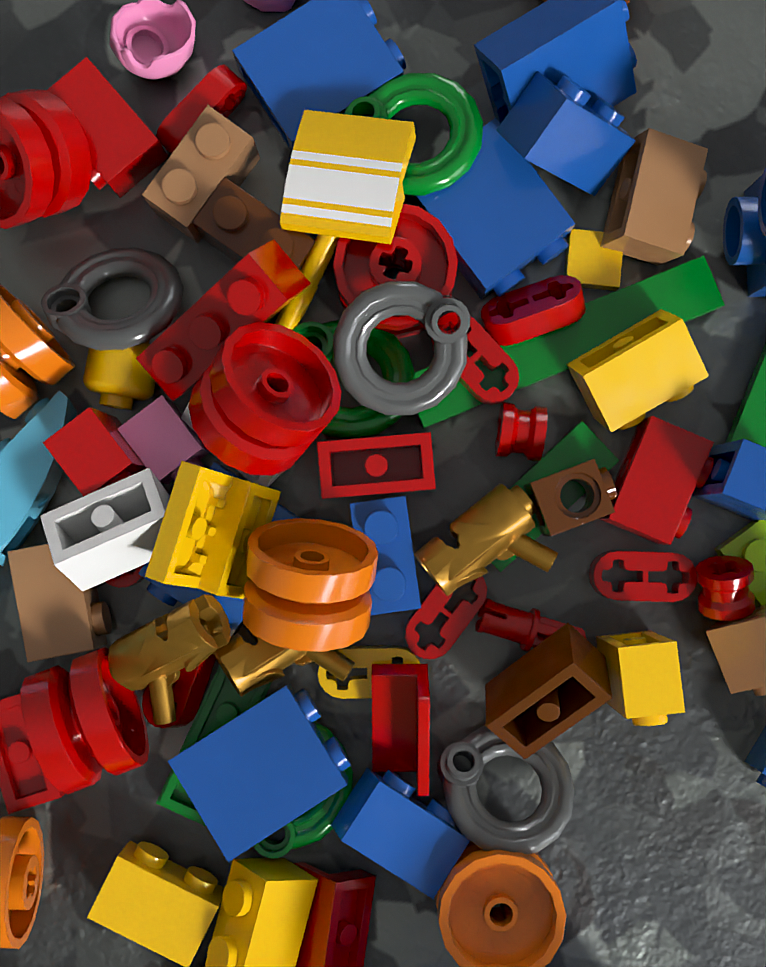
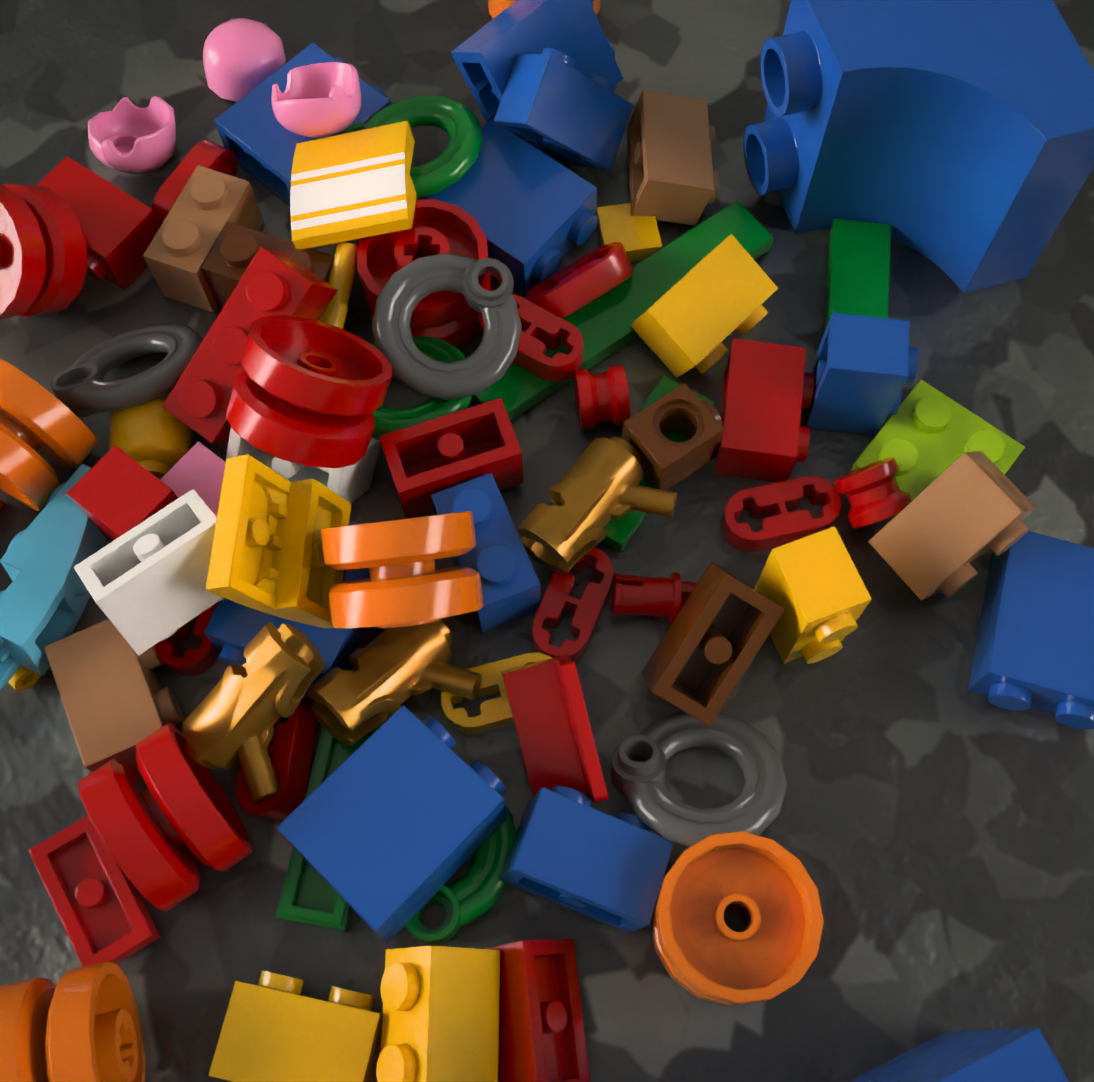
camera: 15 degrees left, 20 degrees down
(334, 67) = (318, 99): none -> bright pink hair

